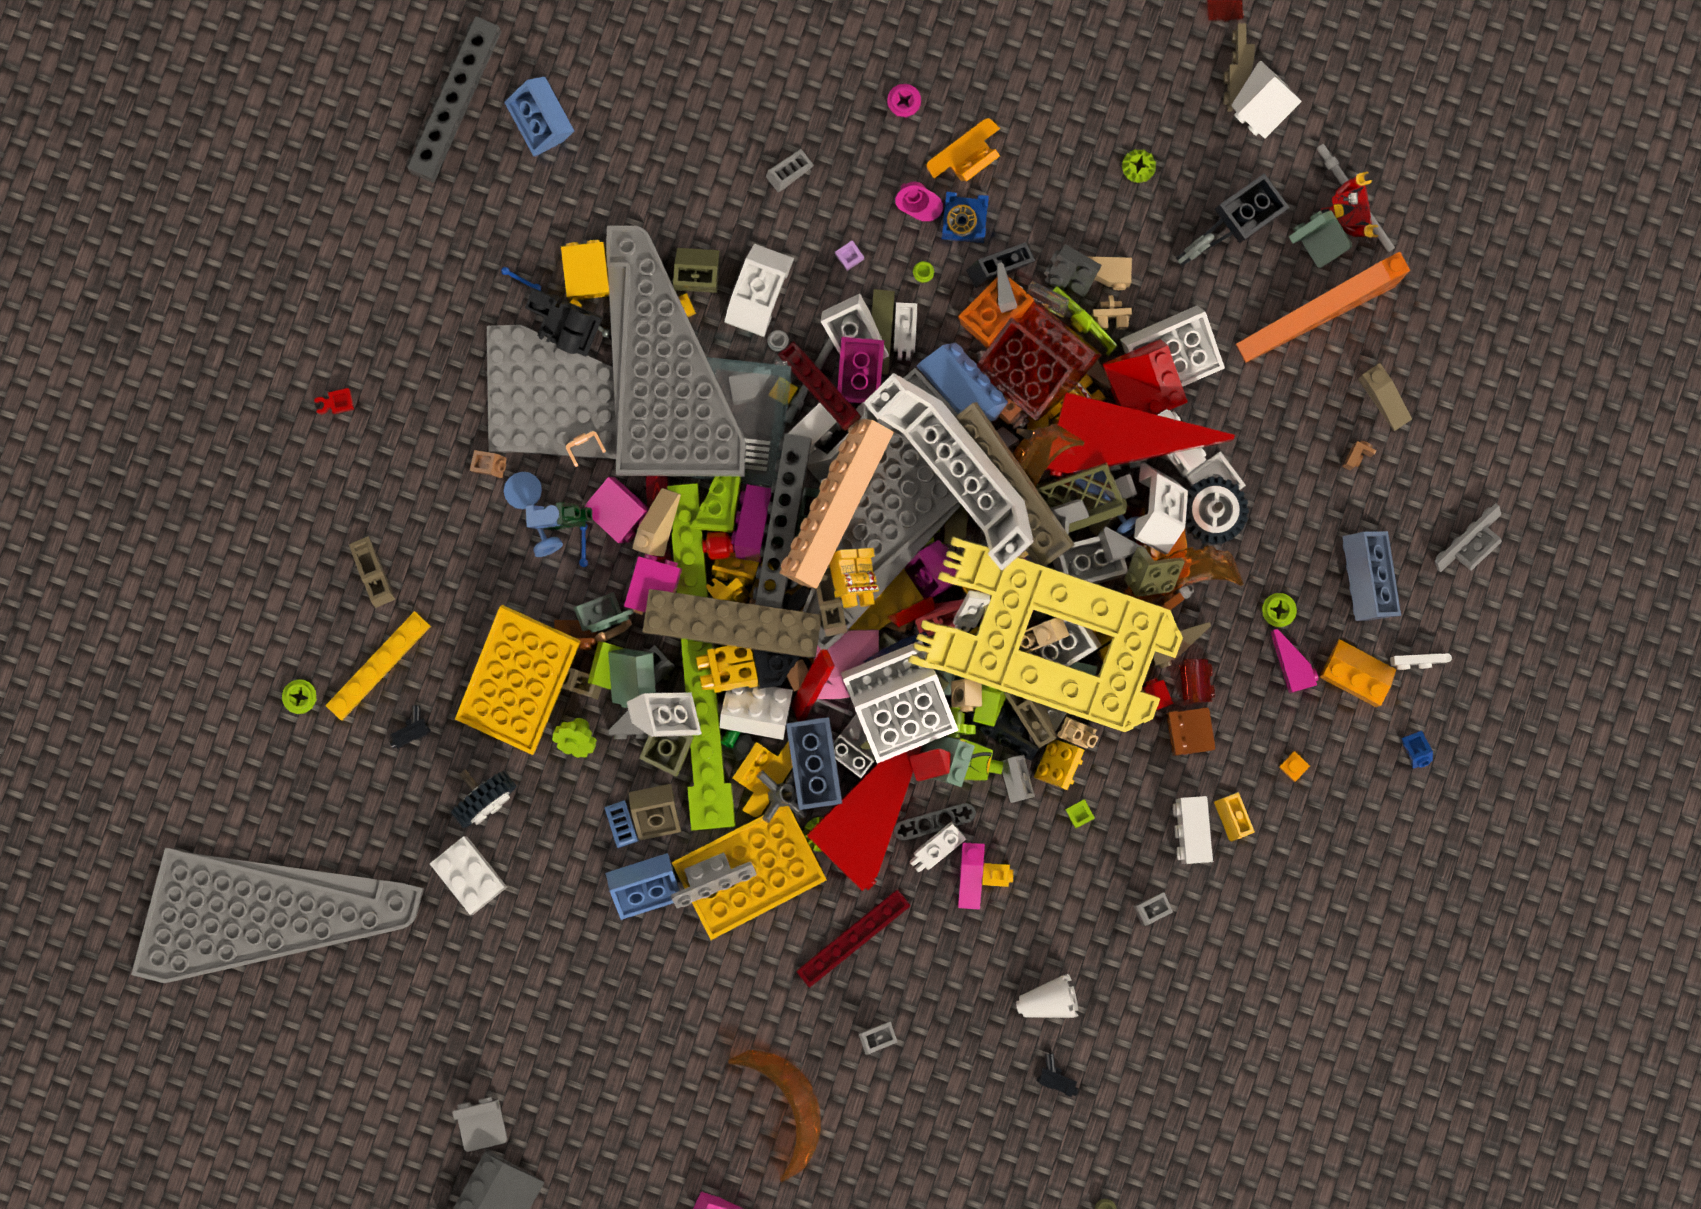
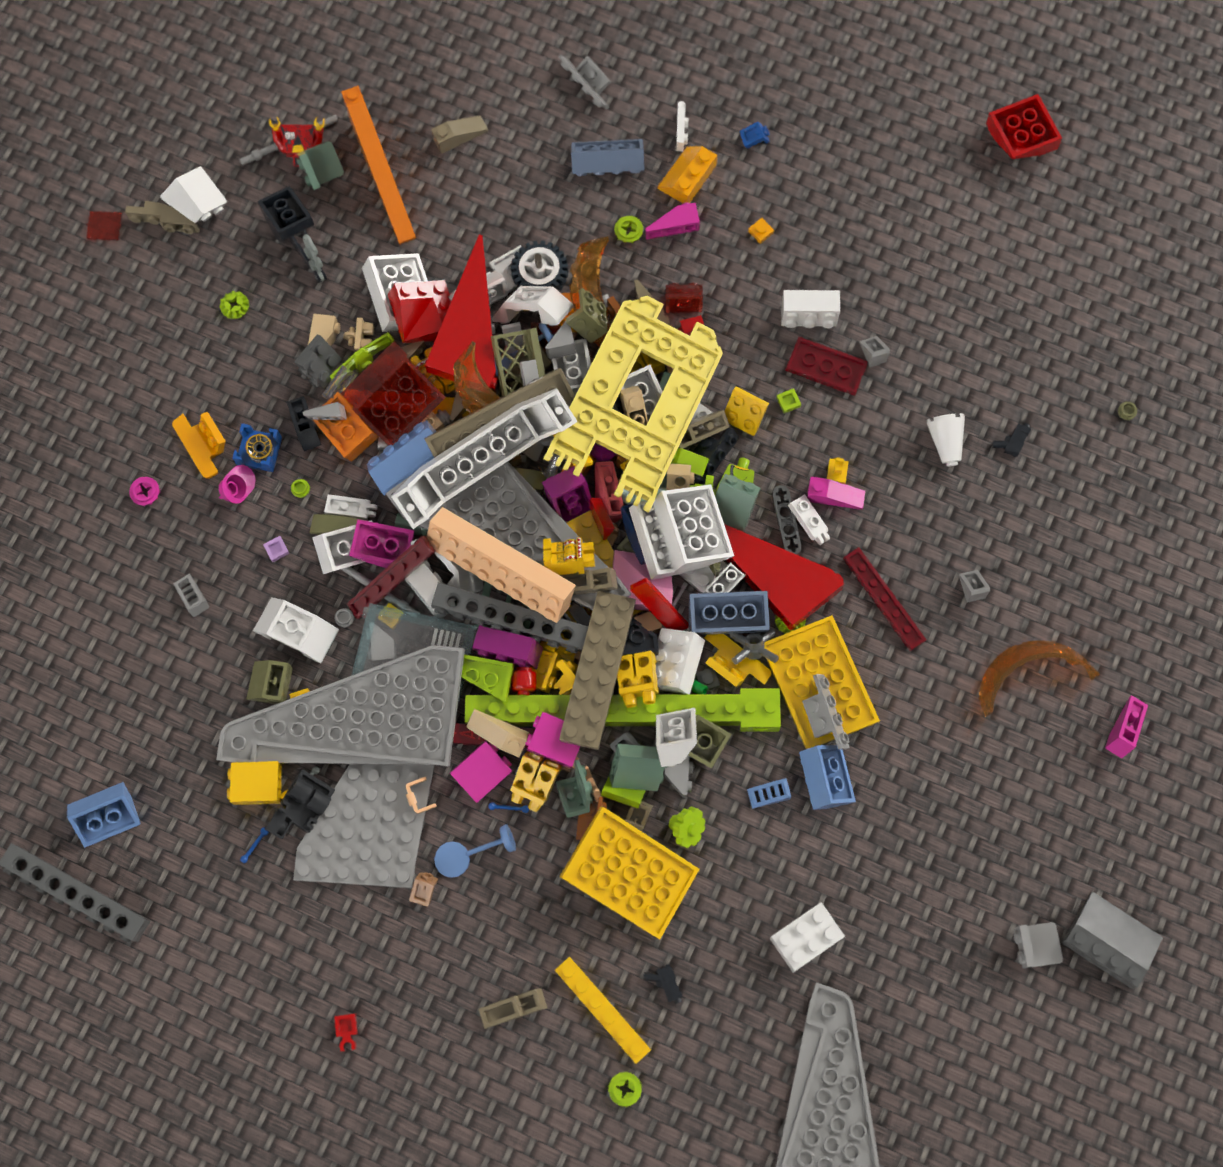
camera: 80 degrees left, 10 degrees down
(483, 799) = (738, 913): black wheel -> none
(558, 517) = (481, 822): hips -> none
(604, 565) = (534, 787): none -> yellow hips
(654, 812) = (760, 761): dark tan slope -> none
(930, 764) = (738, 511): red slope -> none
(971, 610) = (606, 462): white hinge -> none
(1017, 779) = (755, 448): light grey panel -> none
(1078, 733) = (719, 394): tan hips -> none
(1128, 855) = (826, 366): none -> dark red tile
(1190, 731) = (725, 307): dark orange bracket -> none
(1234, 817) = (800, 280): yellow slope -> none
(1354, 457) = (505, 158): medium nougat bracket -> none
(1455, 1074) = (1024, 128): none -> red slope

